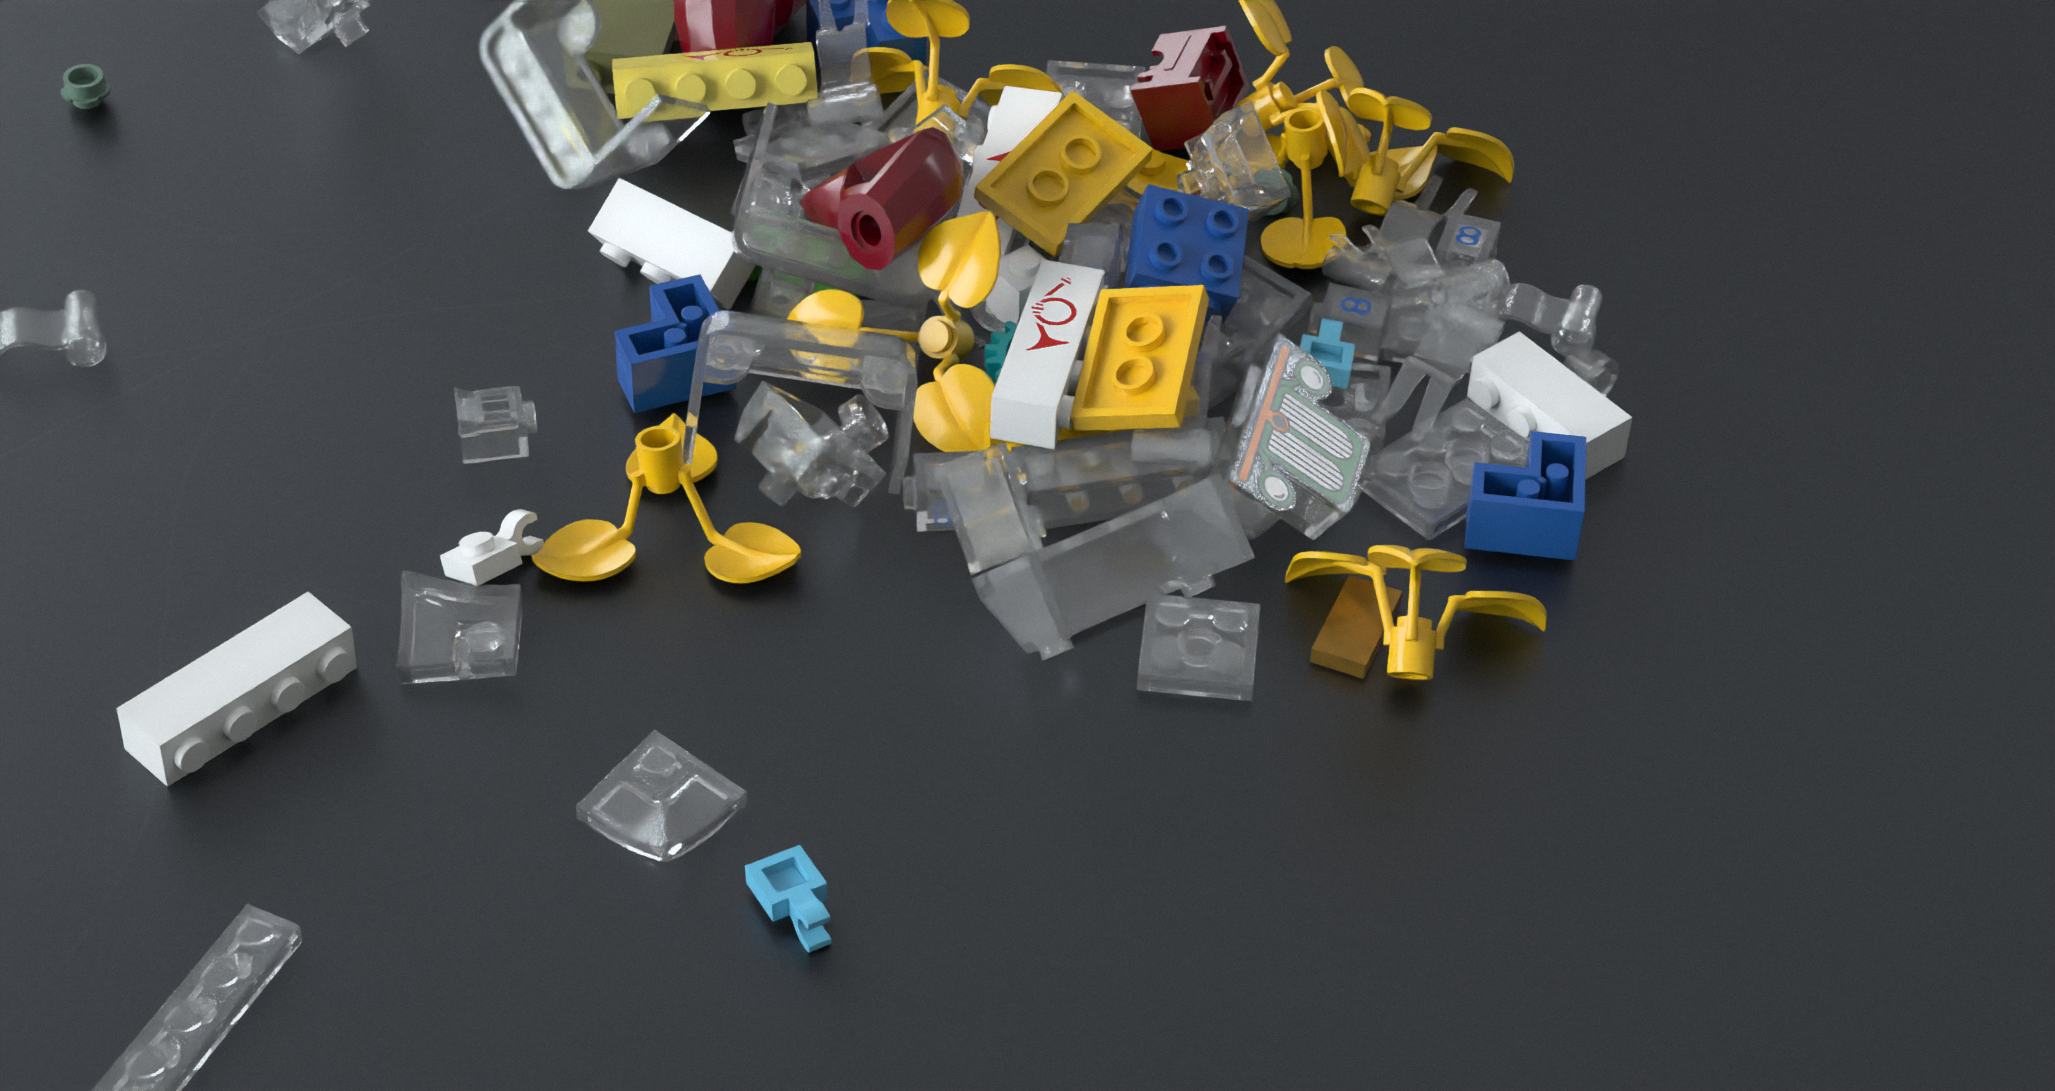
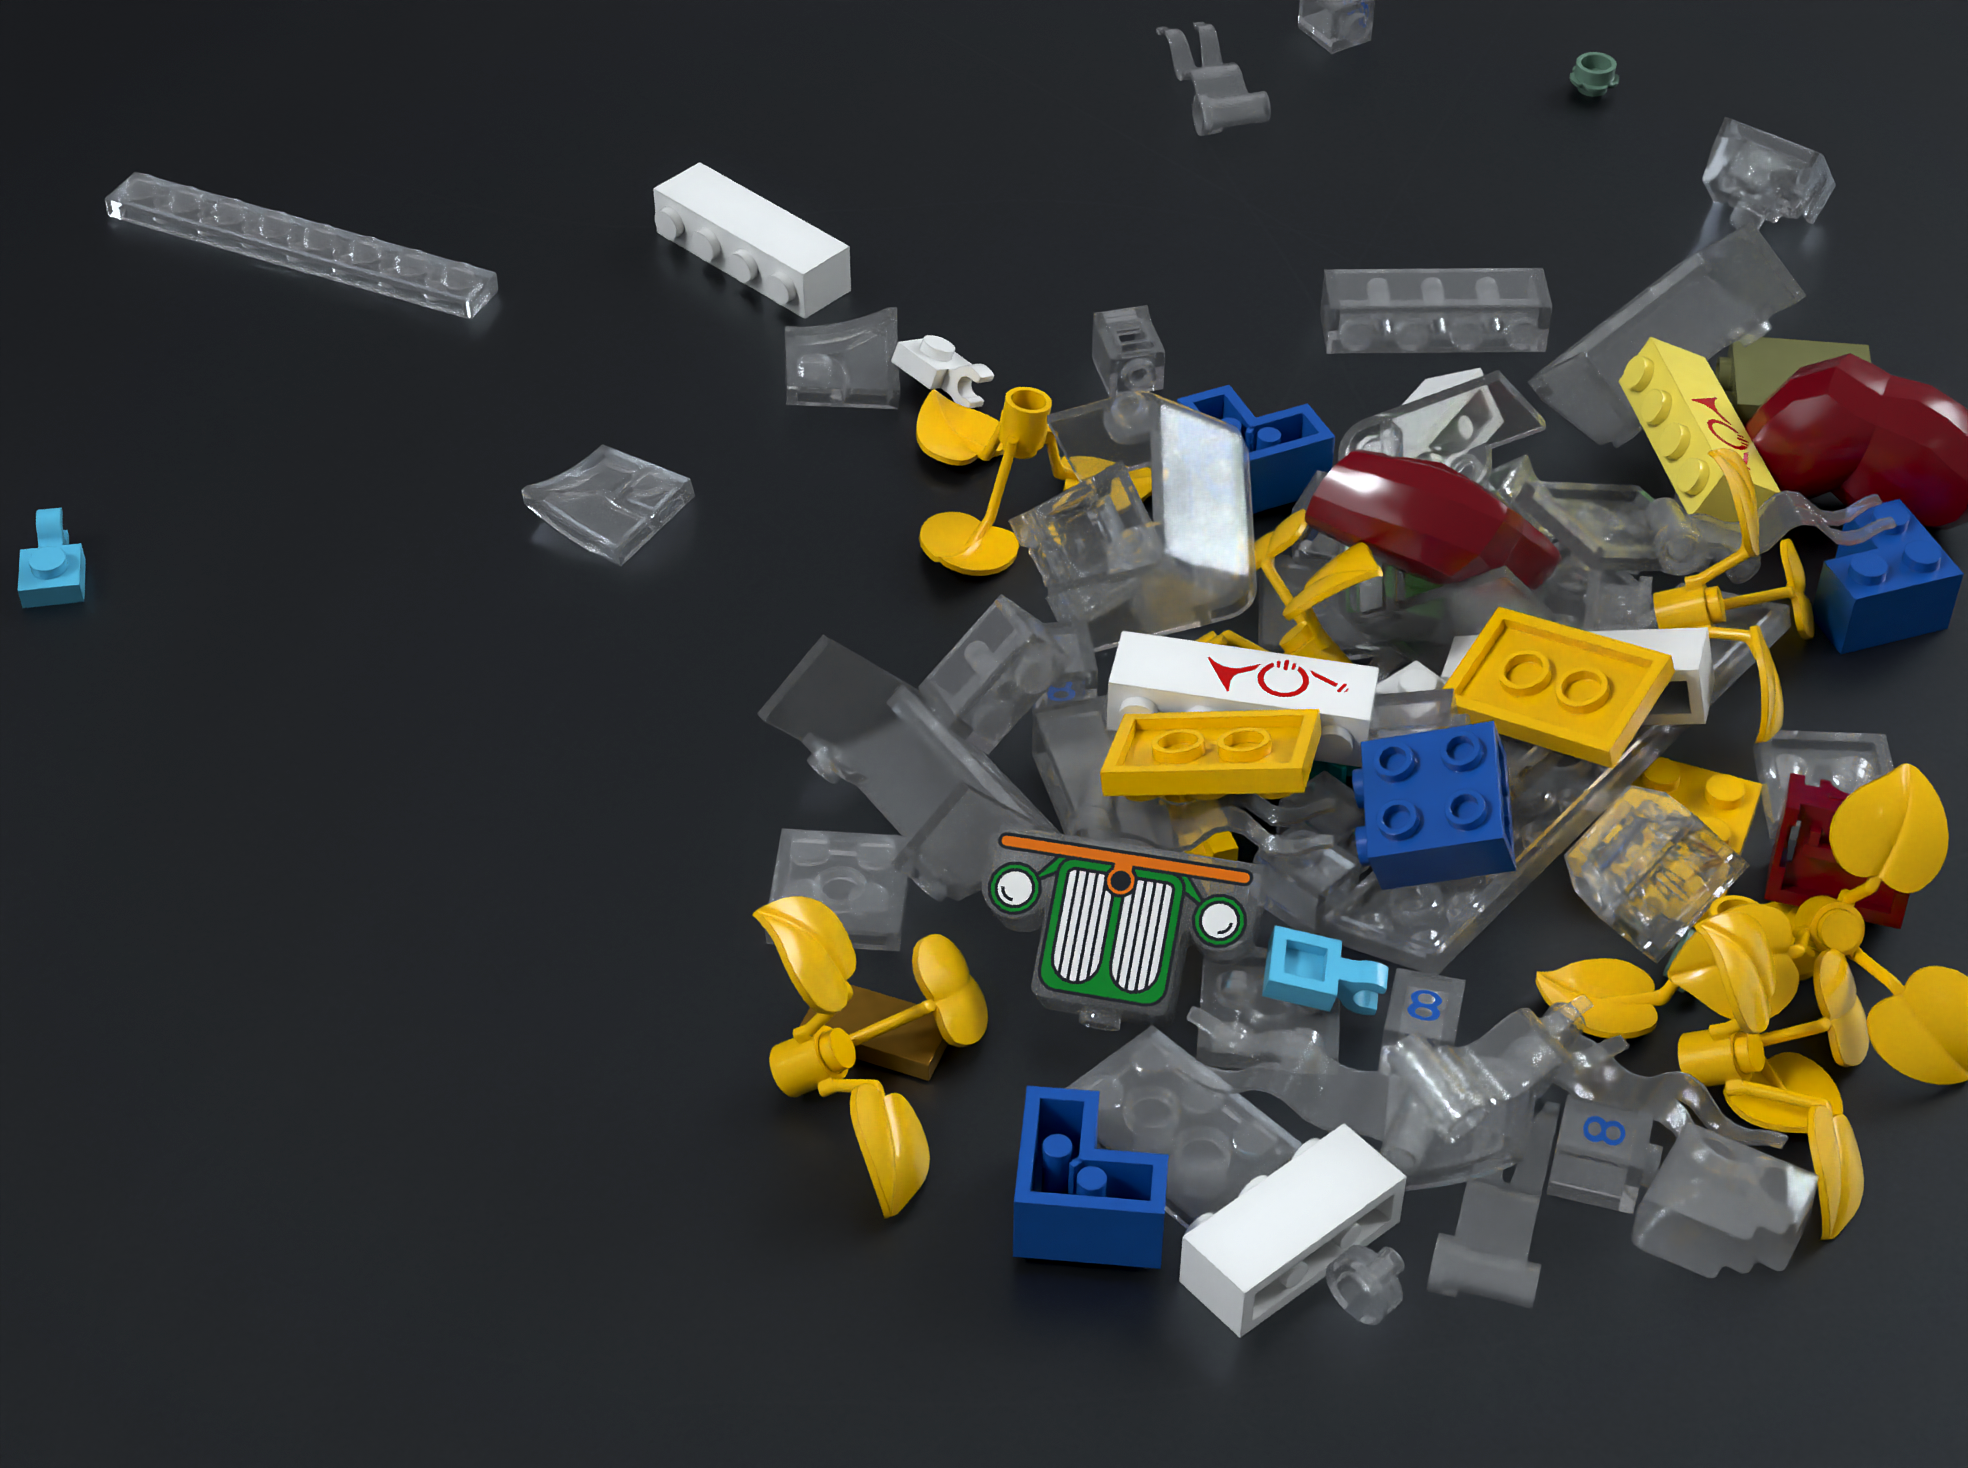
camera: 90 degrees right, 0 degrees up
(465, 226) = (1435, 310): none -> clear brick
(793, 887) = (481, 581): medium azure plate -> none
(1512, 192) = (1723, 1206): none -> clear piece

